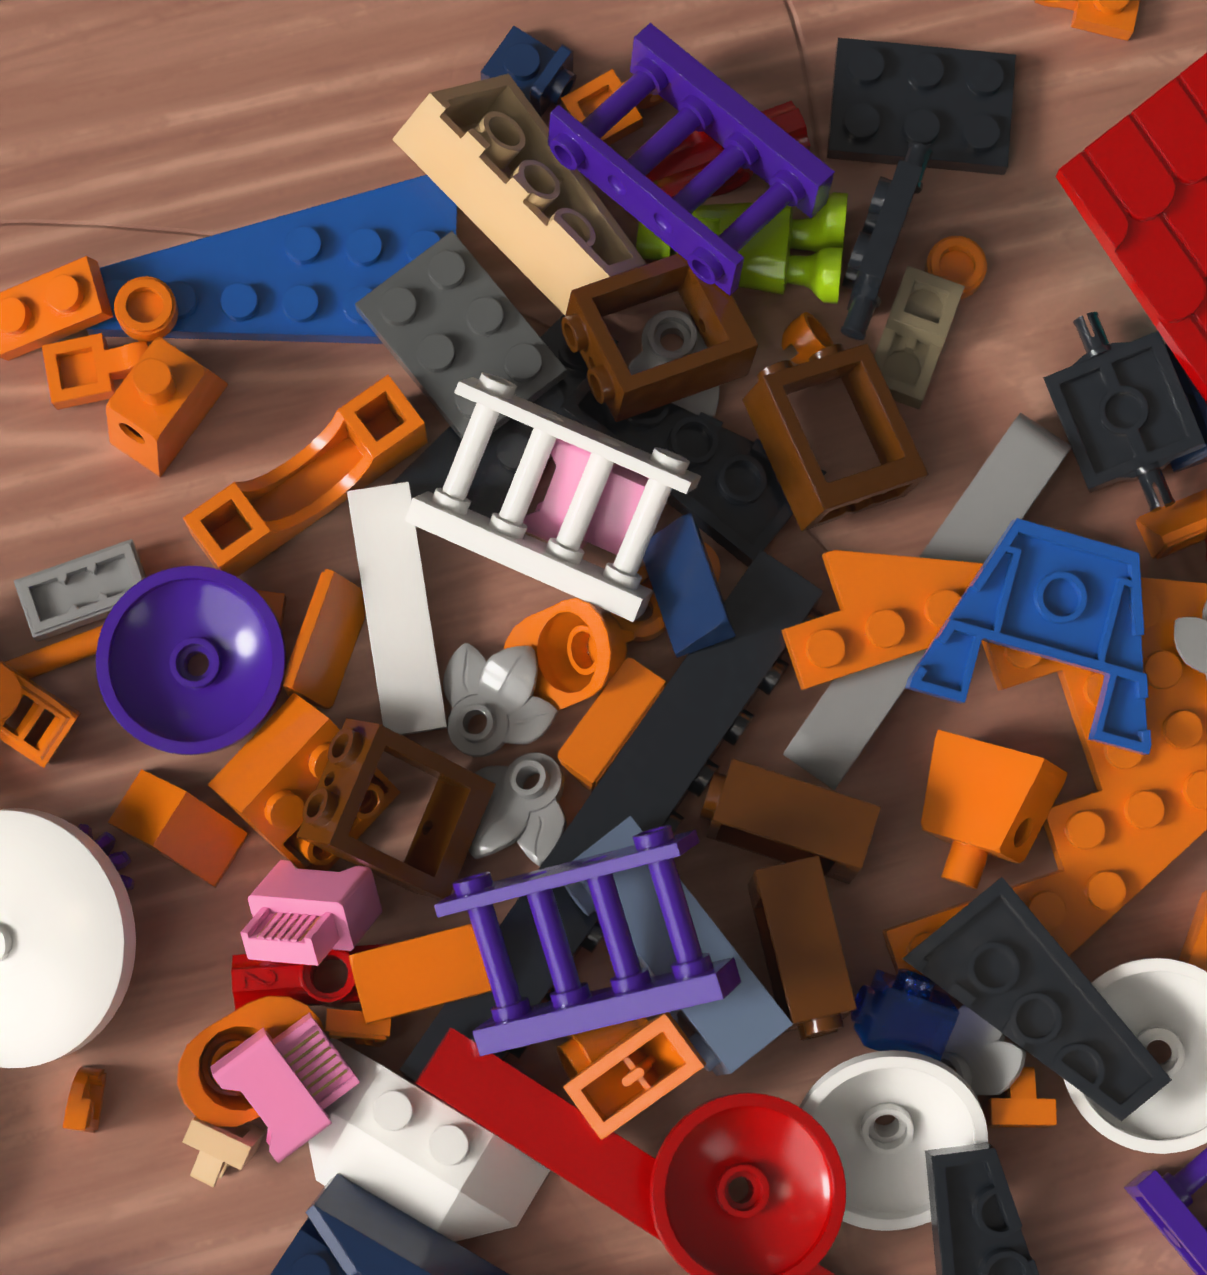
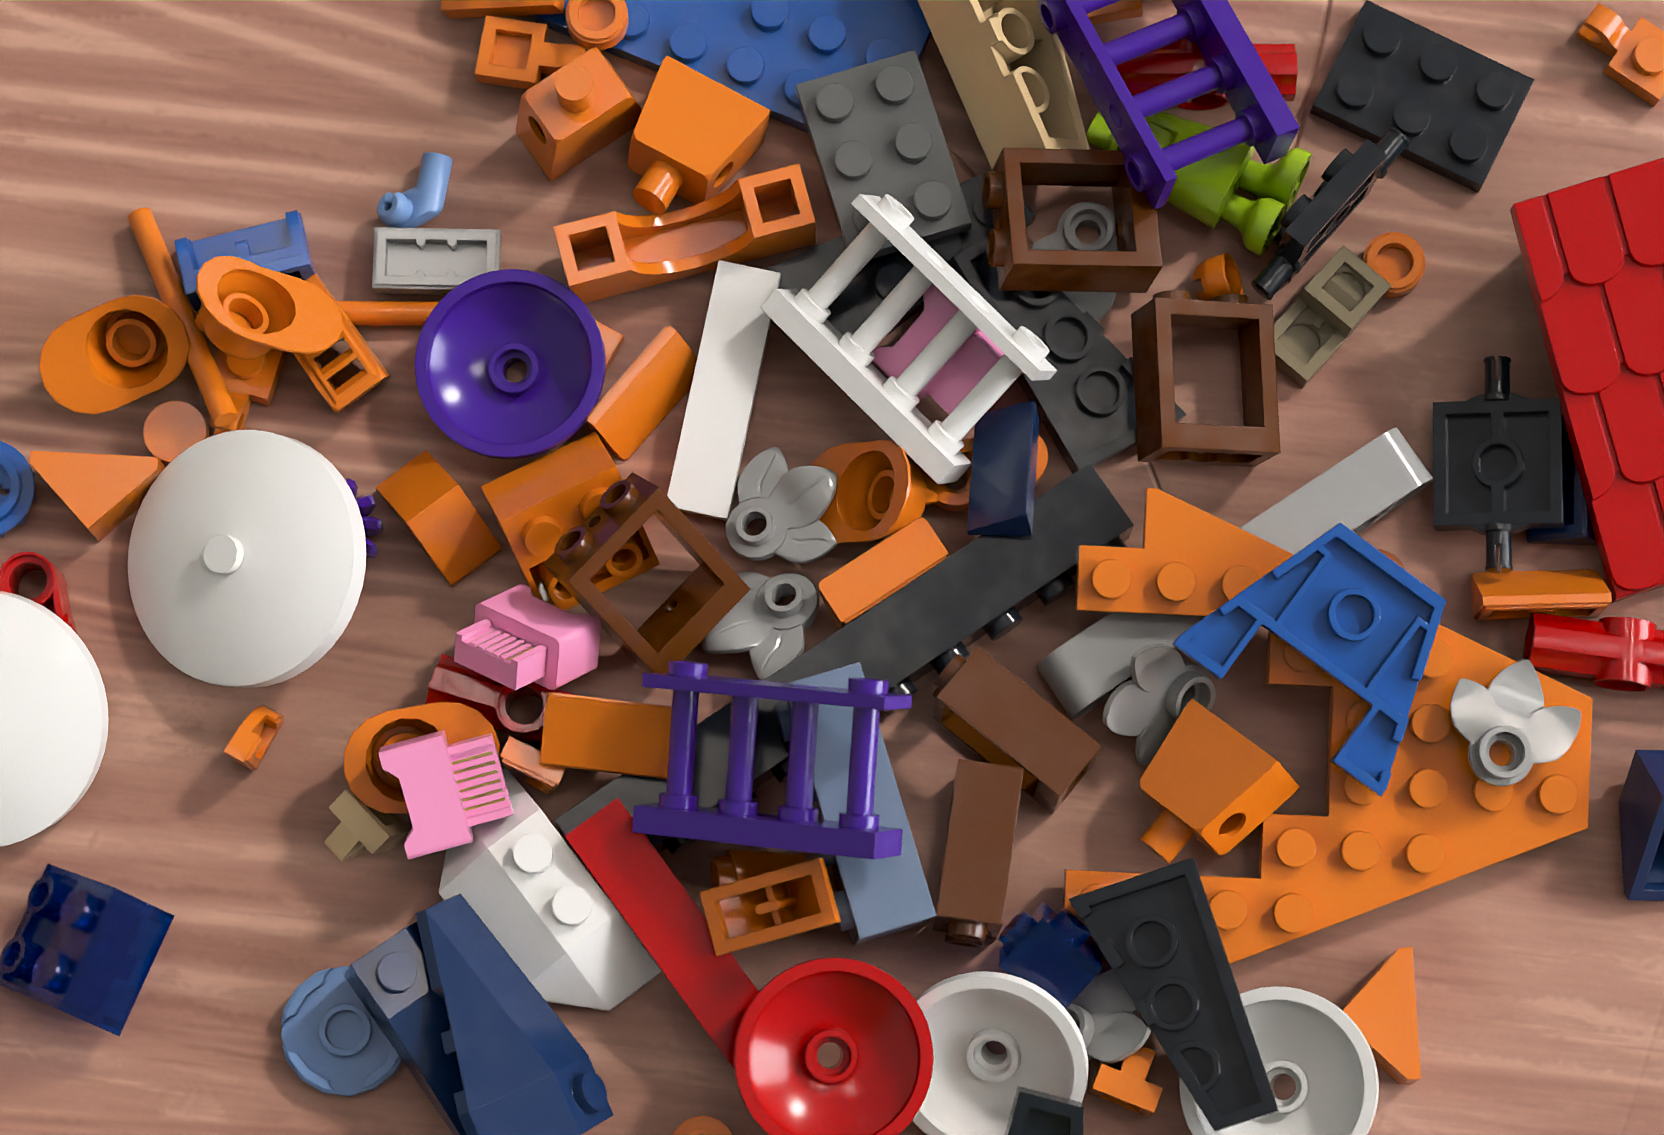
camera: 25 degrees right, 0 degrees up
(48, 540) = (422, 201): none -> medium blue arm
(277, 387) = (691, 137): none -> orange torso
(905, 742) = (1155, 697): none -> light grey plate

